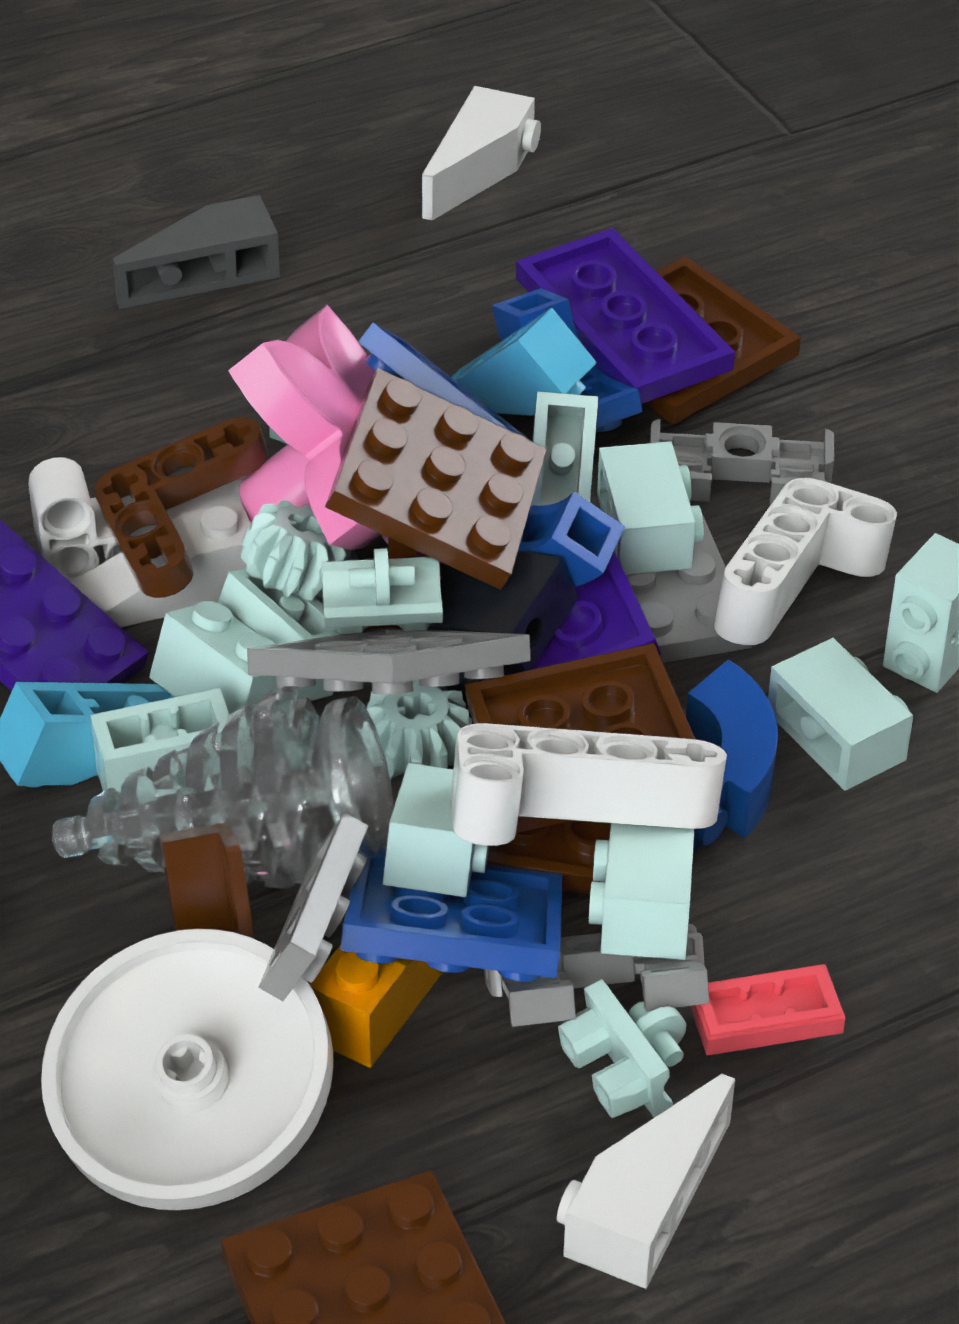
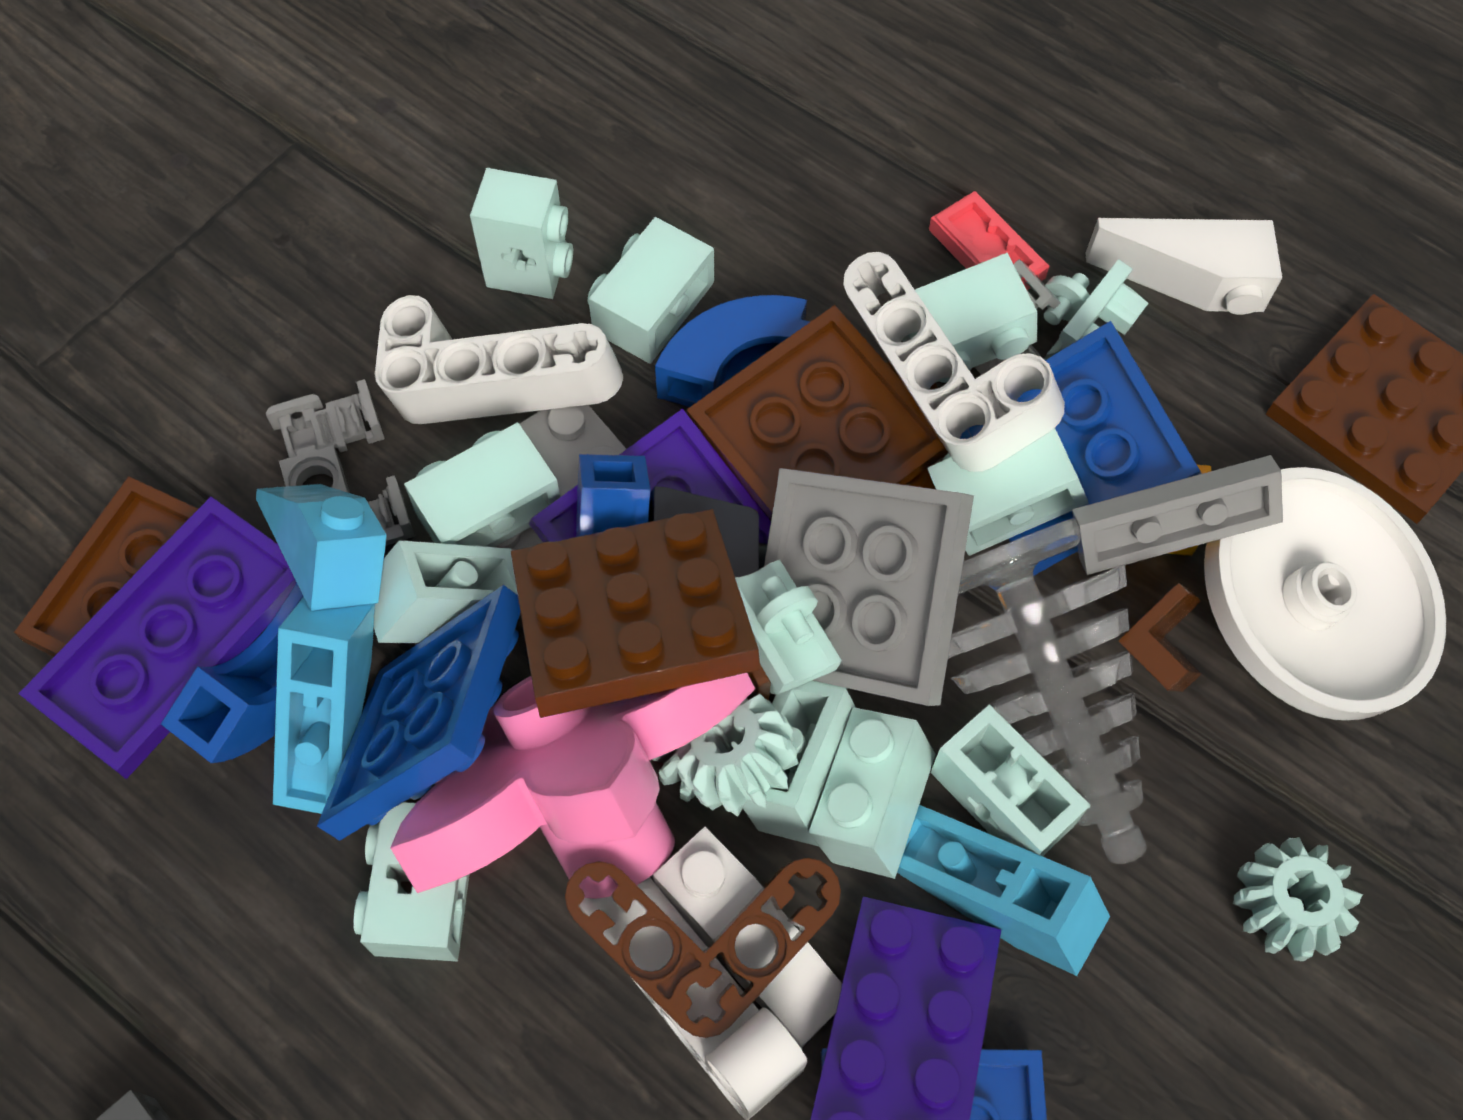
camera: 115 degrees left, 20 degrees up
(646, 378) = (327, 542): none -> medium azure slope

